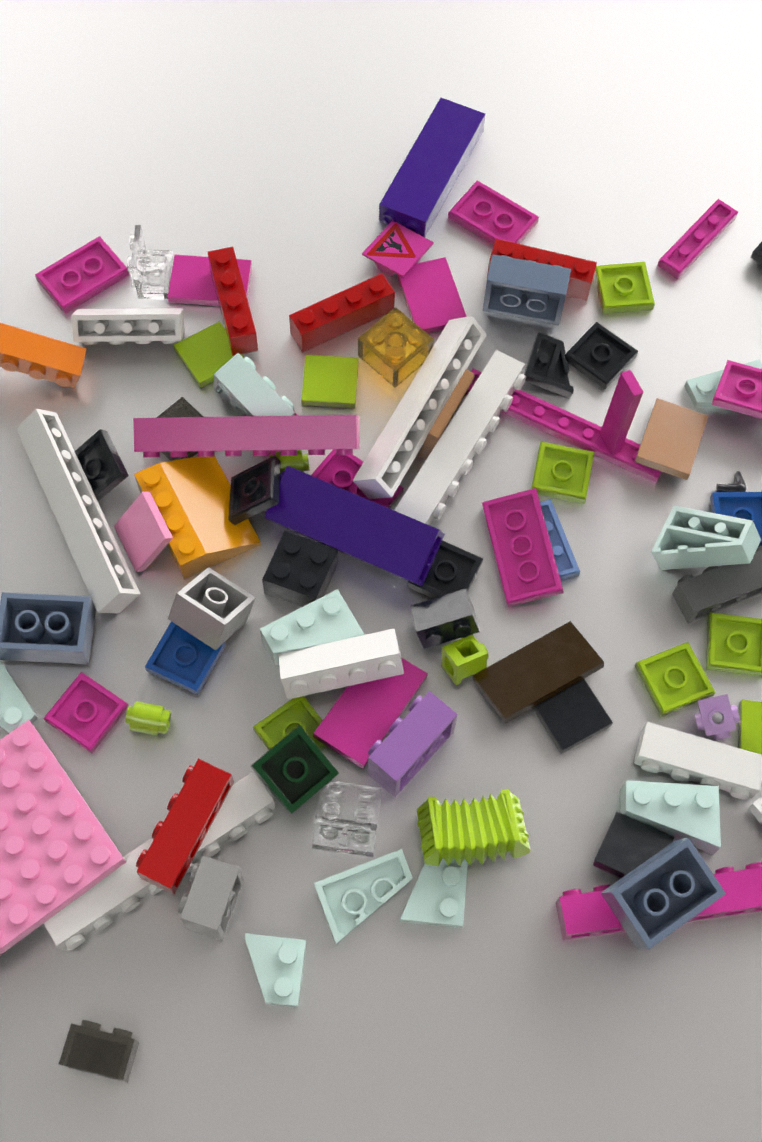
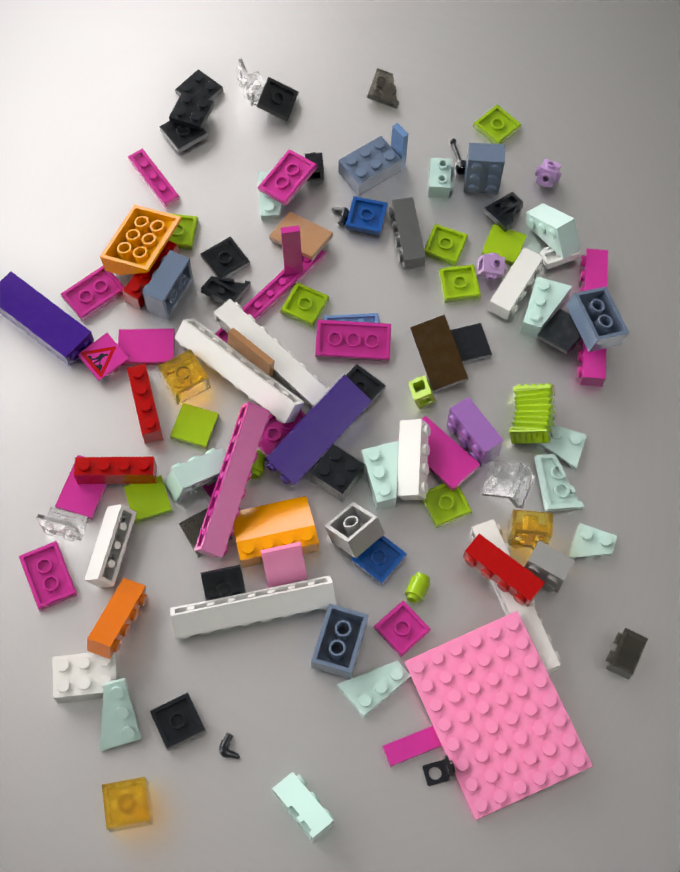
camera: 75 degrees left, 0 degrees up
(254, 490) = (273, 486): black tile -> none
(268, 858) = (529, 528): none -> clear yellow brick
(294, 769) = (477, 501): dark green brick -> none
(444, 618) = (395, 394): brick -> none
(580, 234) = (138, 241): none -> light orange slope
(704, 540) = (381, 236): light aqua wedge -> none

